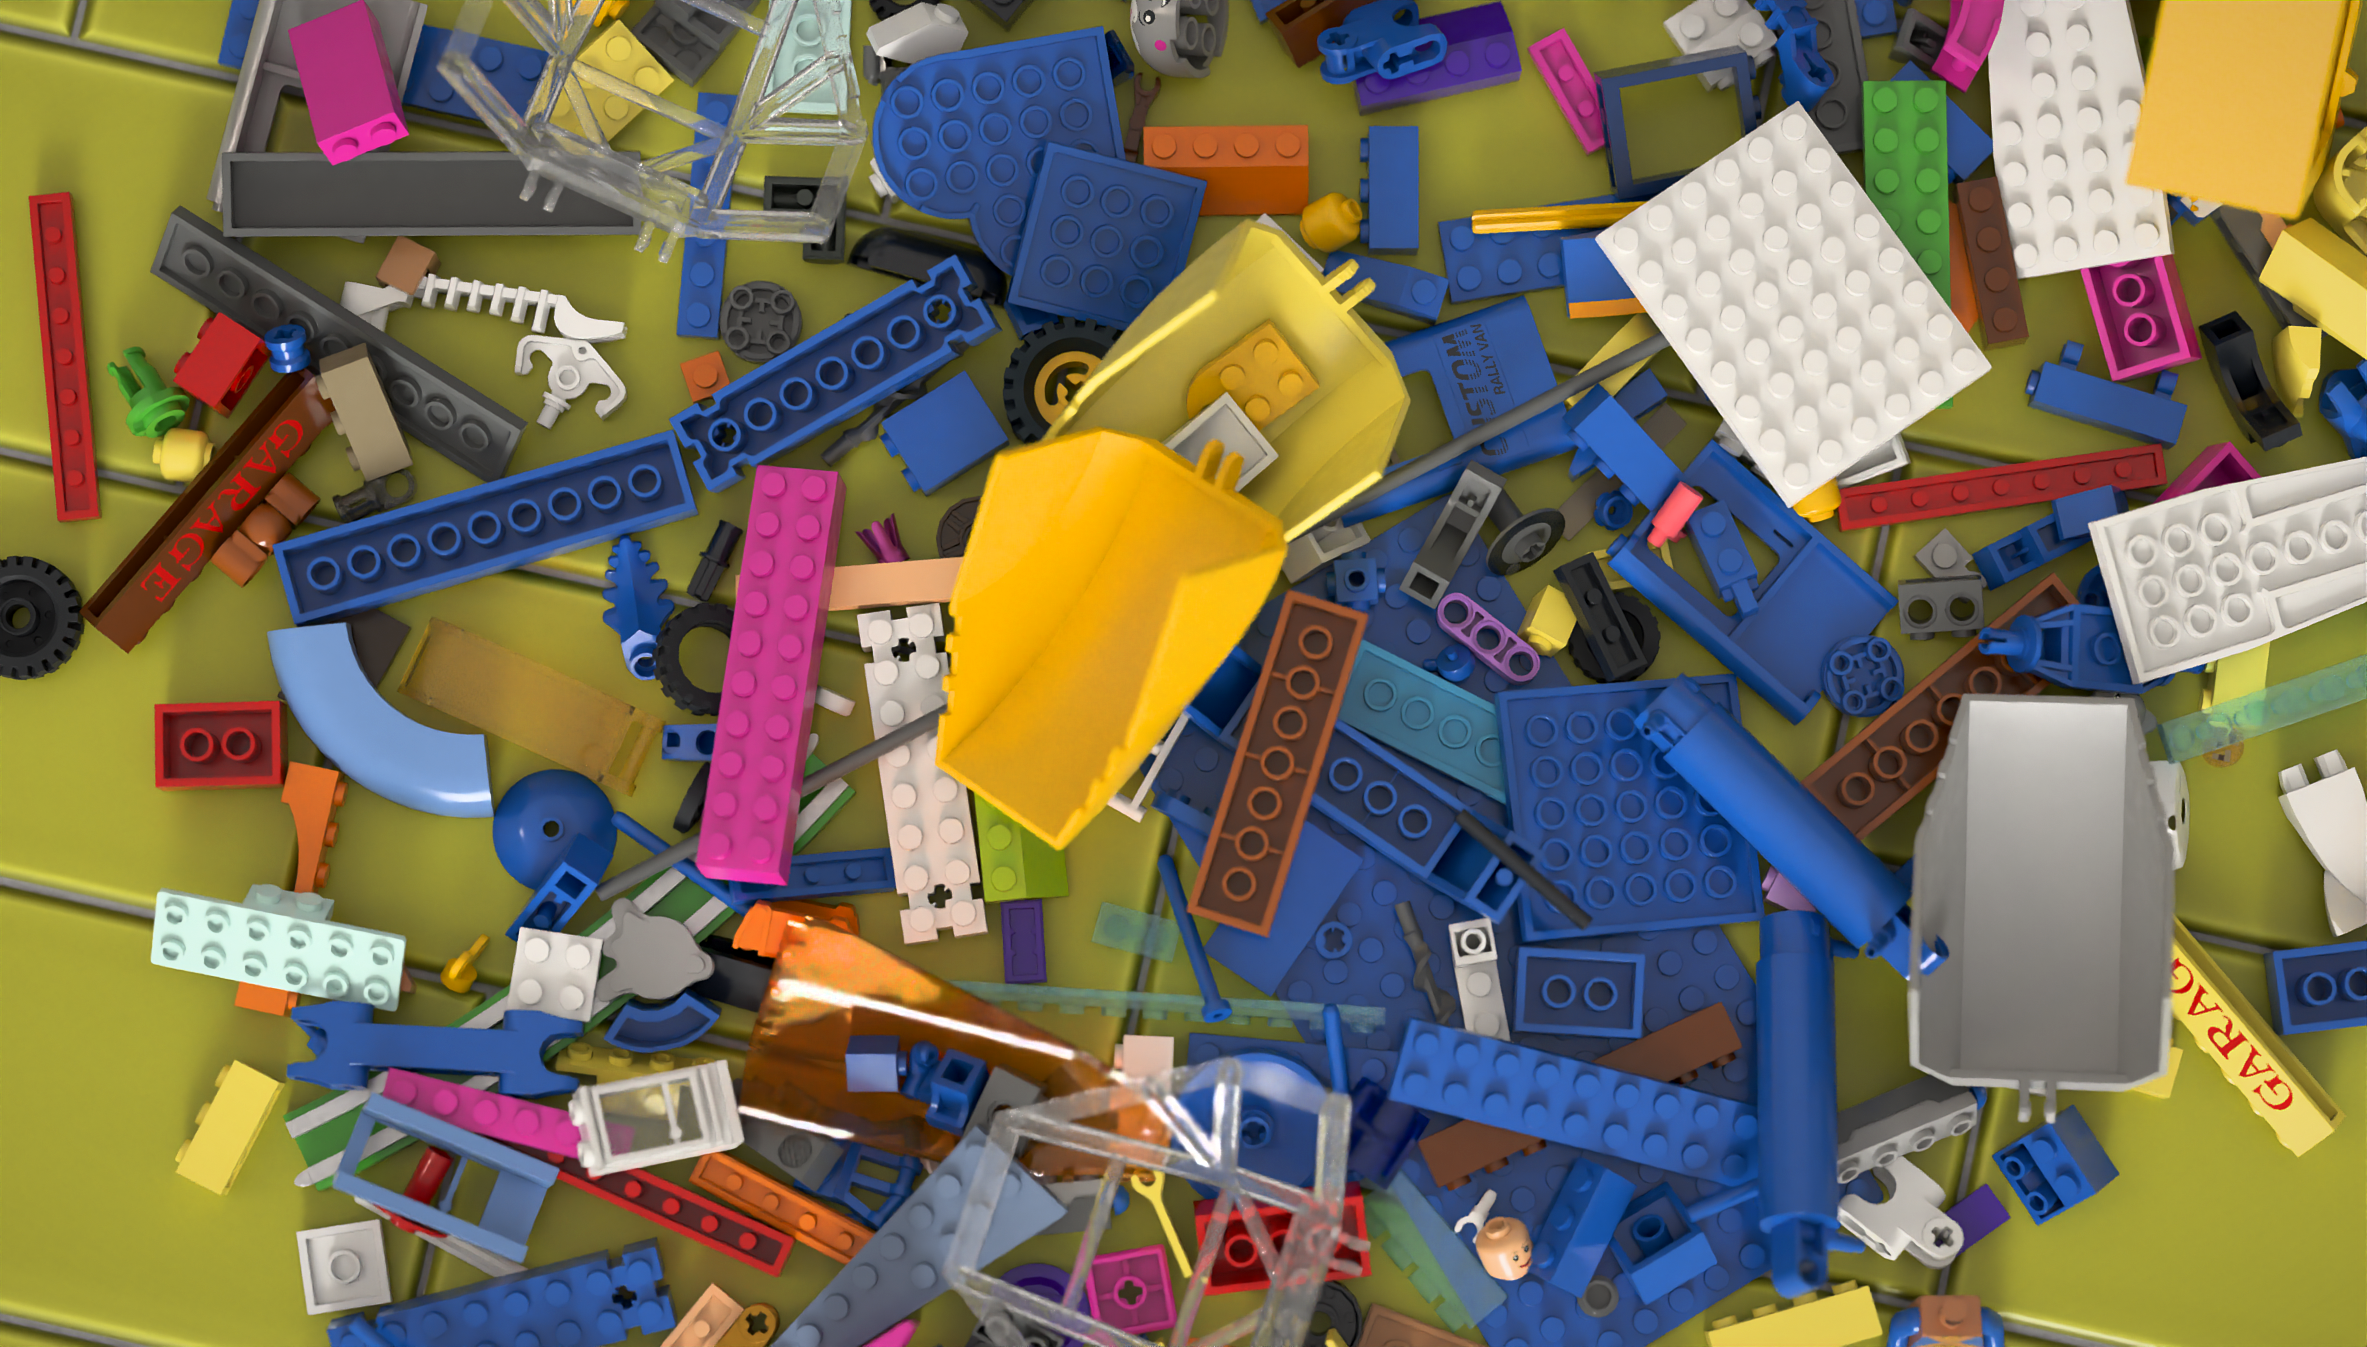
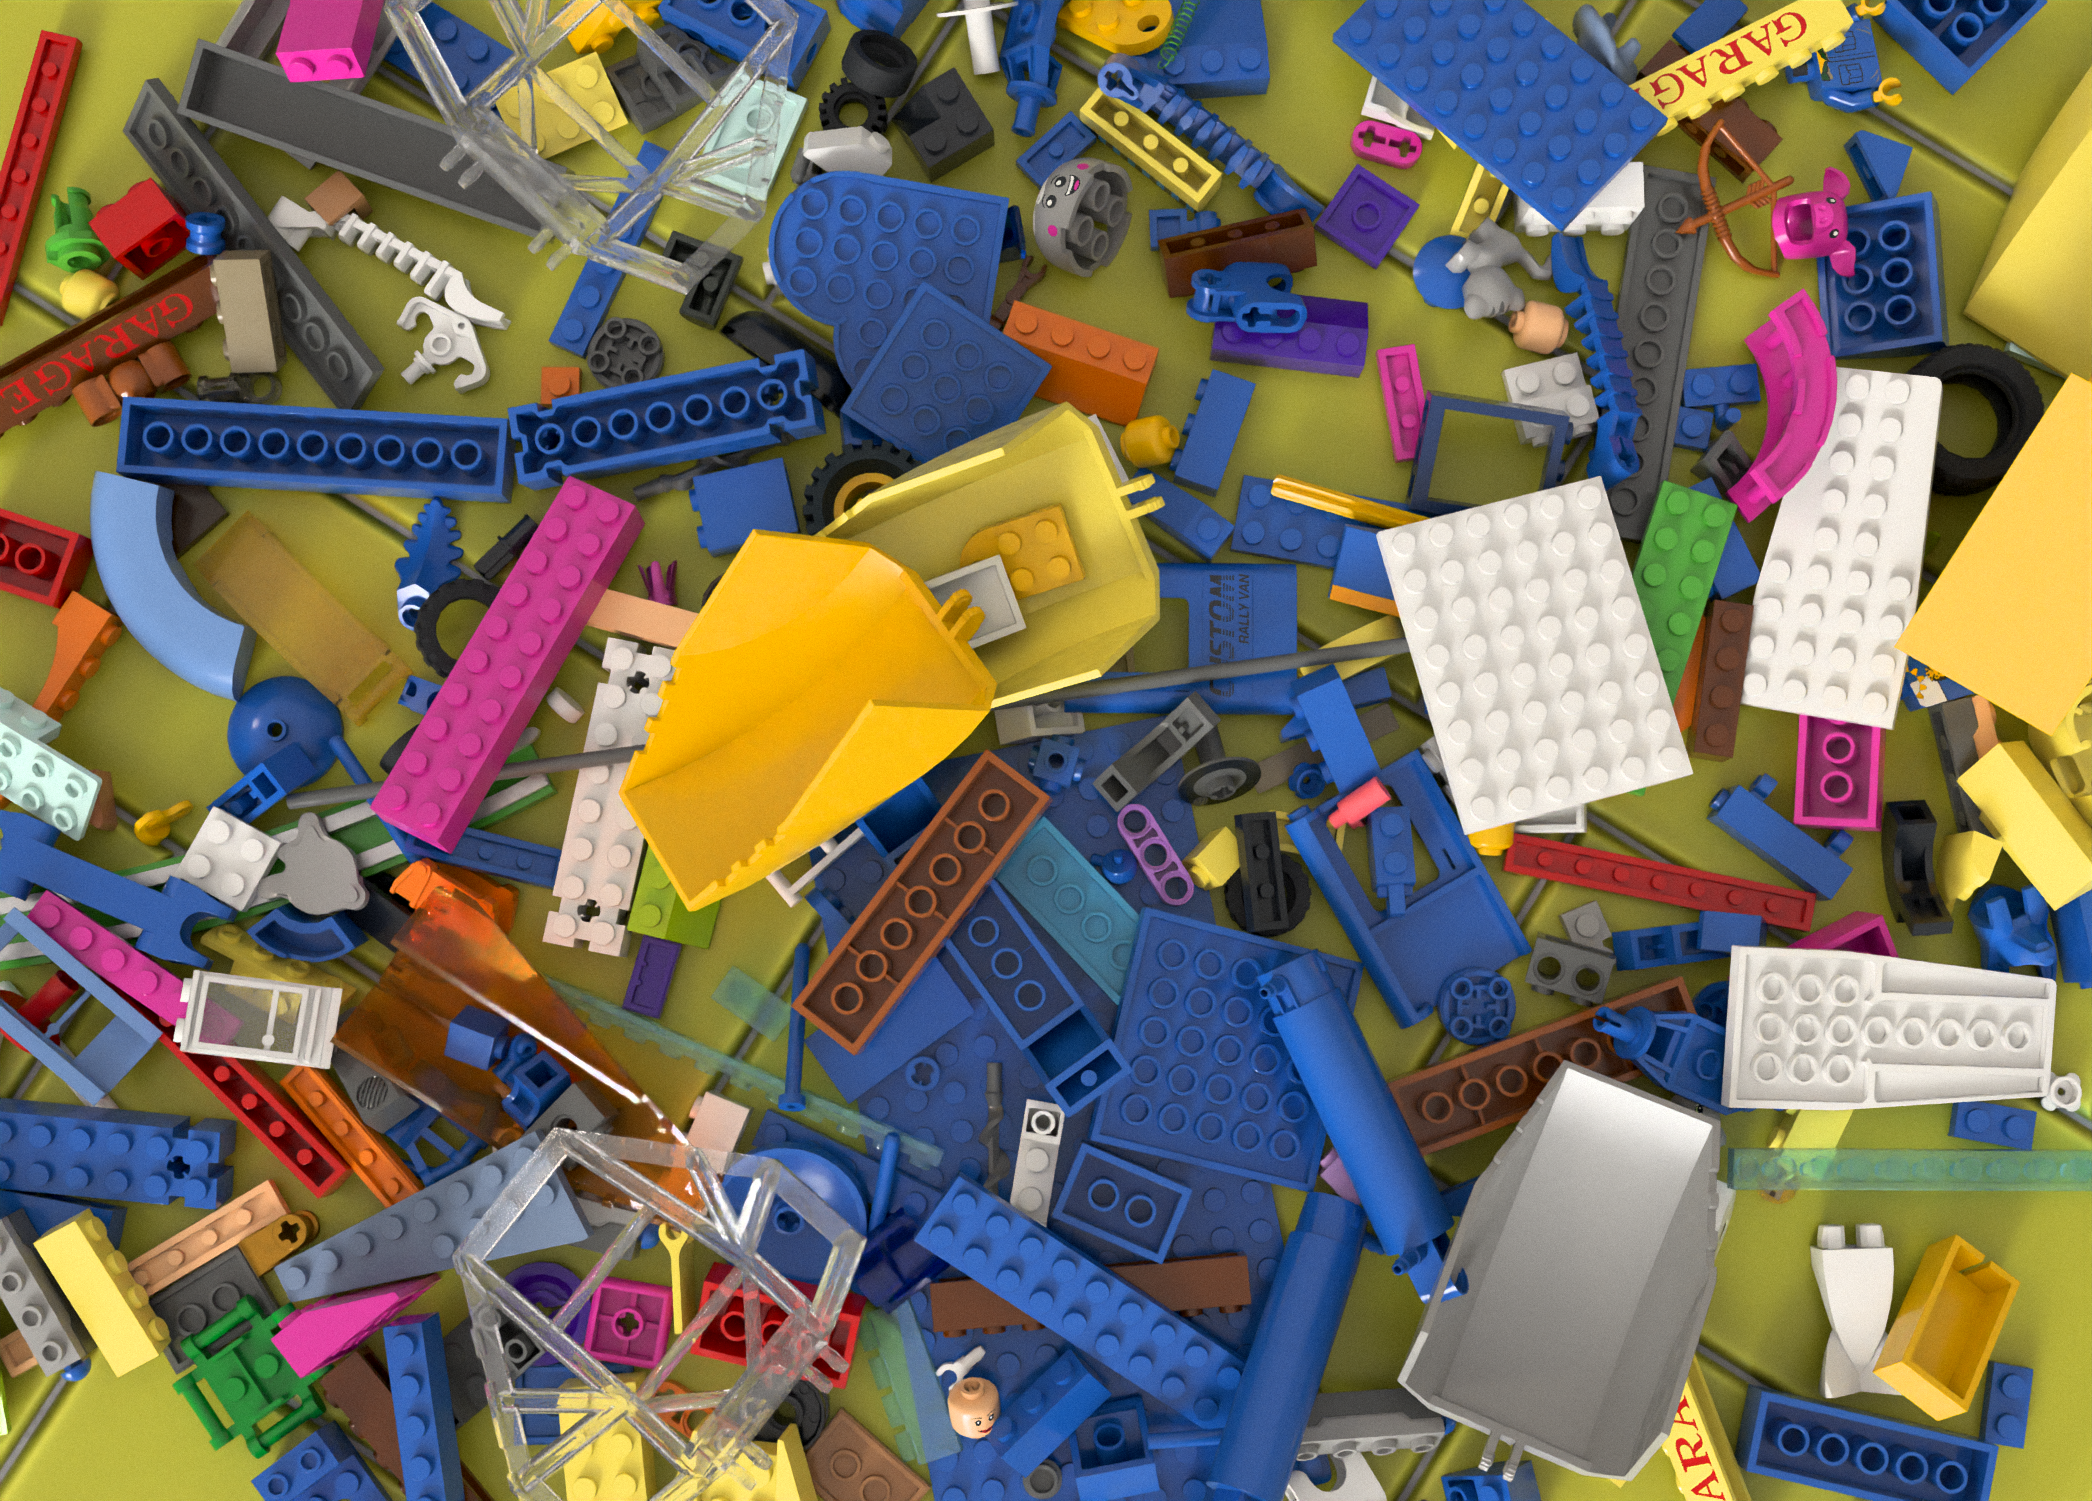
camera: 25 degrees right, 0 degrees up
(1523, 869) = (1107, 1078): black piece -> none

